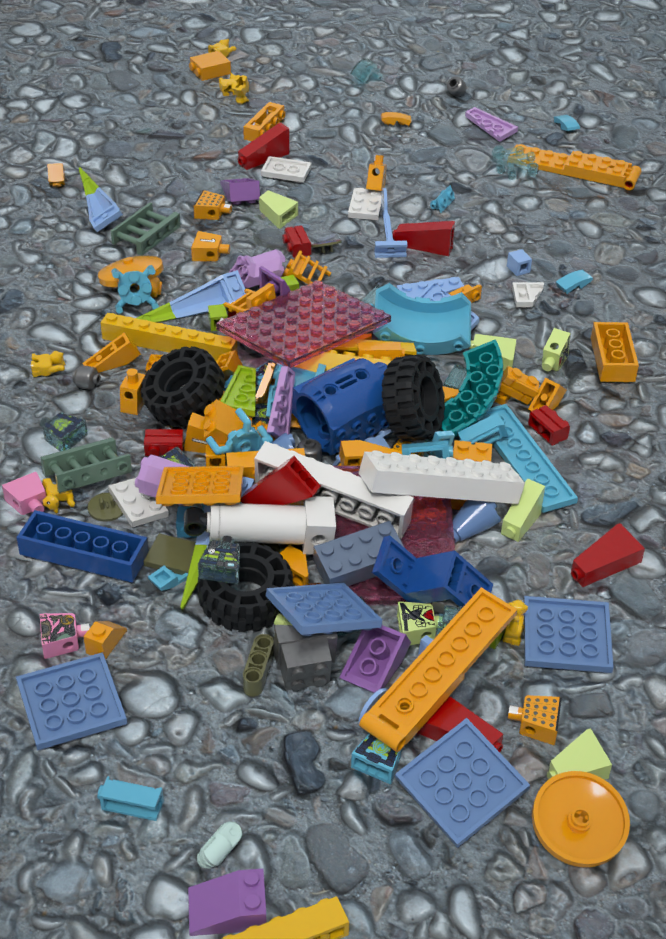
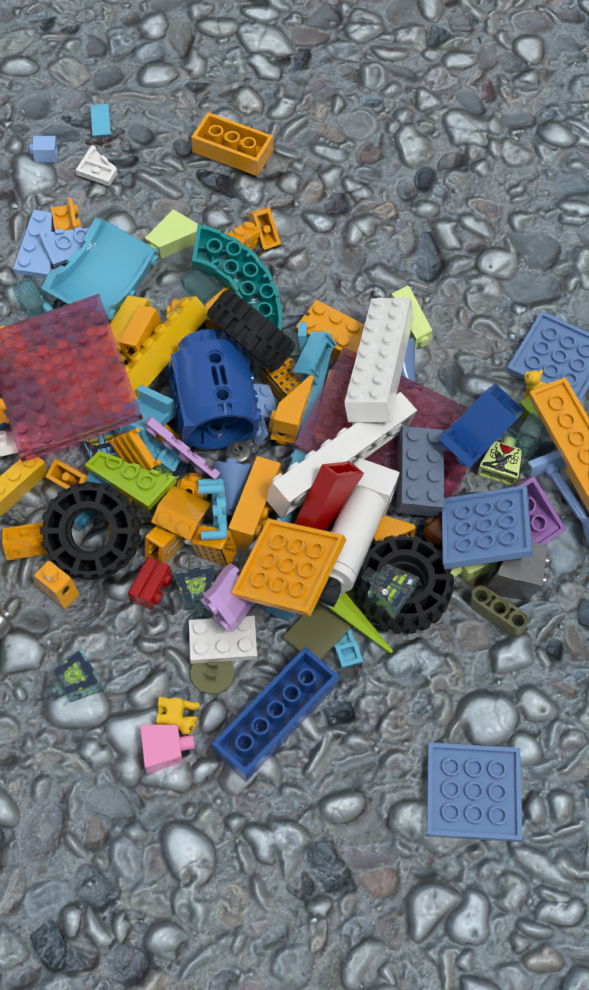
camera: 65 degrees left, 20 degrees up
(60, 633) = (385, 774): torso -> none
(85, 464) = (133, 663): sand green fence -> none
(103, 637) = (406, 734): light orange slope -> none
(485, 431) = (294, 300): medium azure window -> none
(530, 461) = (335, 283): medium azure plate -> none
(549, 425) = (301, 244): red brick -> none
(552, 357) = (206, 187): yellowish green torso -> none
(607, 556) = (486, 284): red slope -> none

